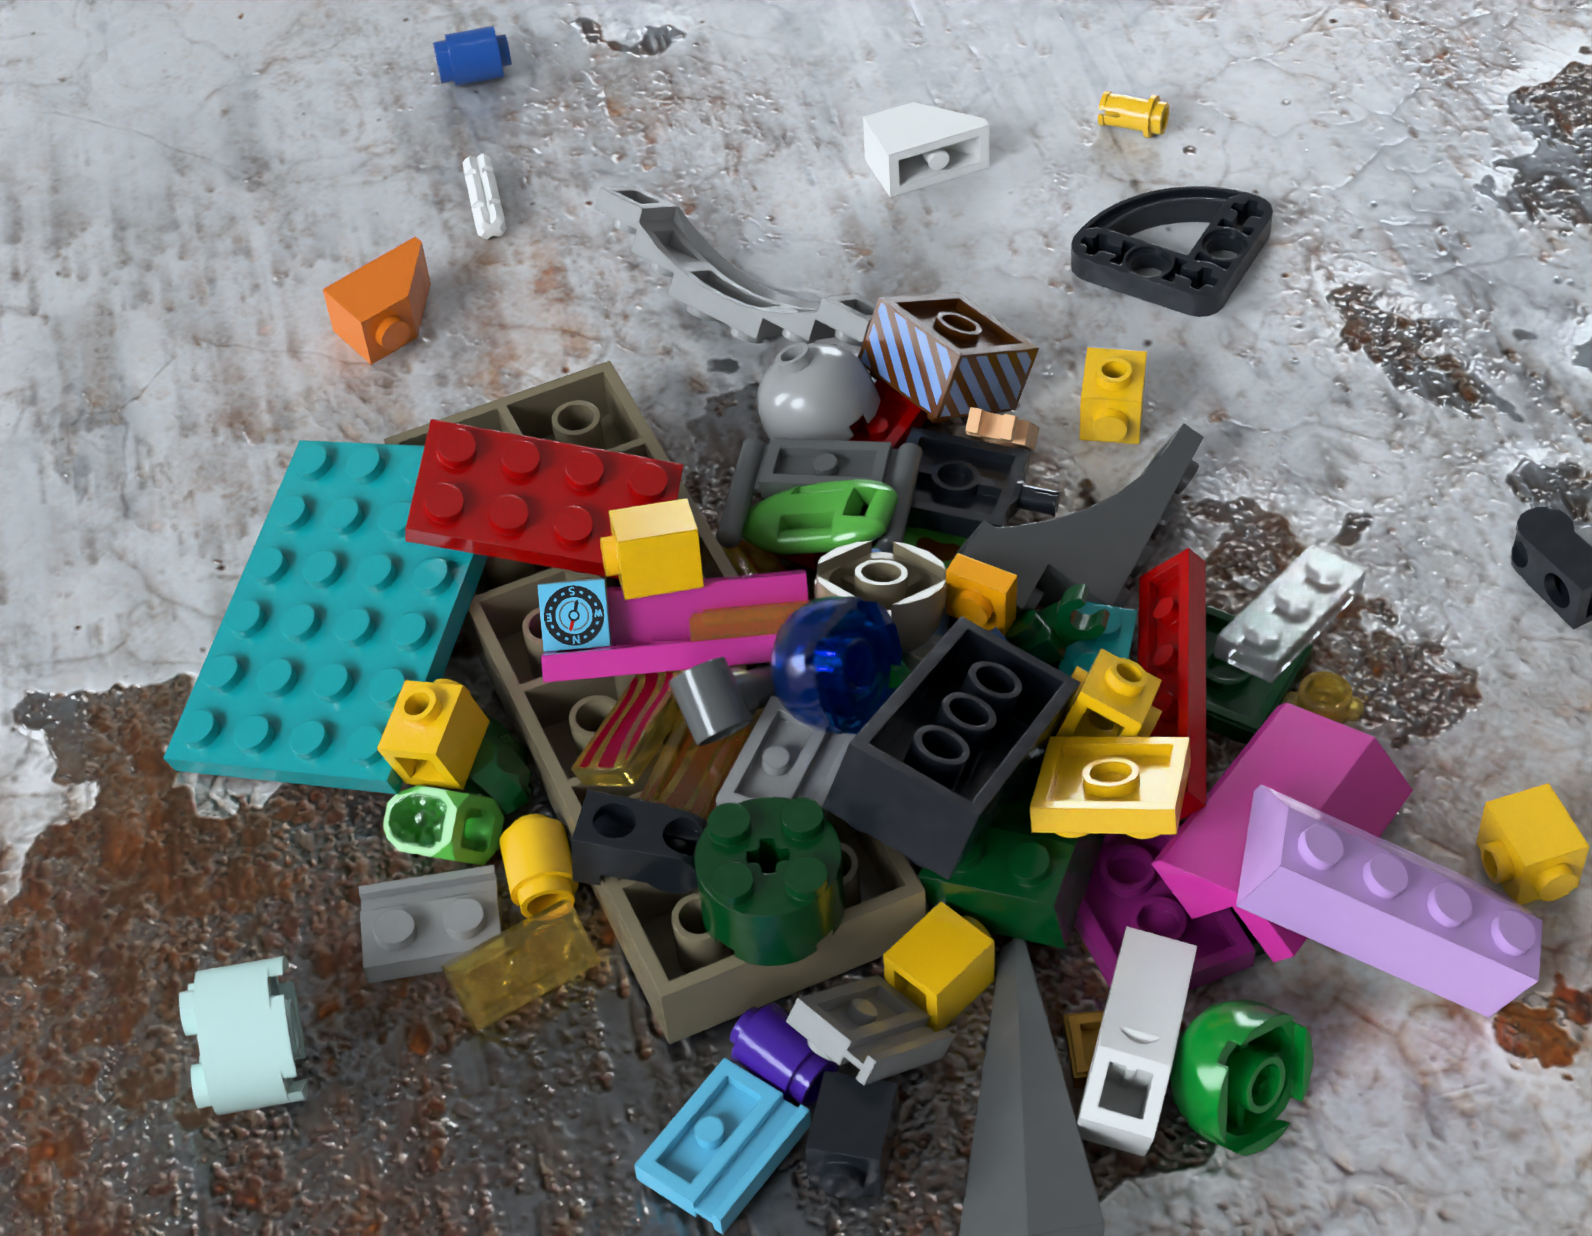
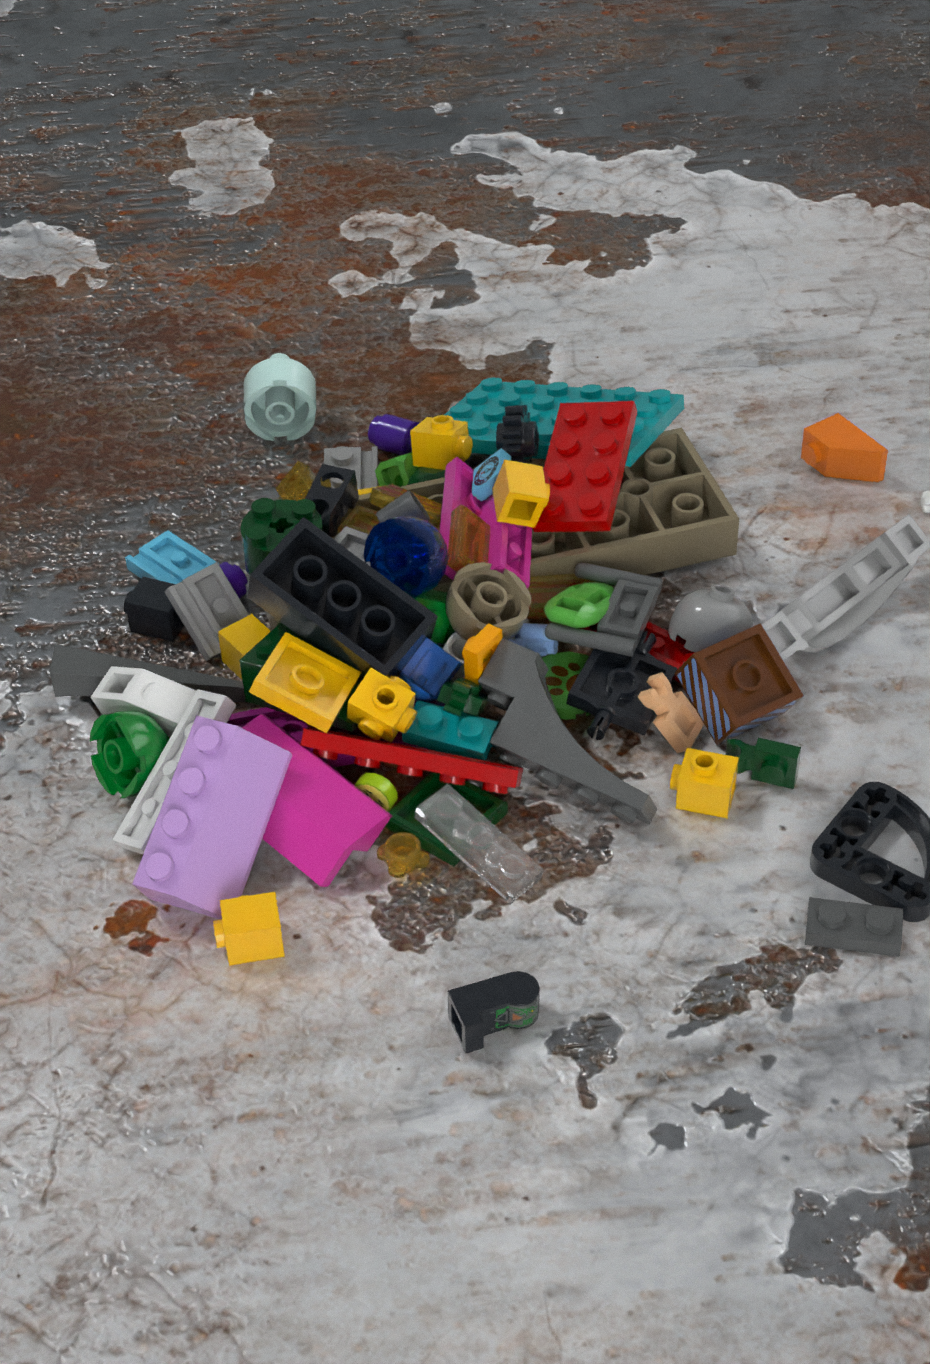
camera: 95 degrees right, 5 degrees down
(330, 858) = (391, 434): none -> dark purple brick
(483, 587) = (518, 434): none -> black gear
(1062, 338) = (768, 759): none -> dark green plate
(1224, 742) = (378, 789): none -> lime tile
(1290, 976) = (142, 816): none -> white plate
(1303, 268) = (854, 926): none -> dark grey plate

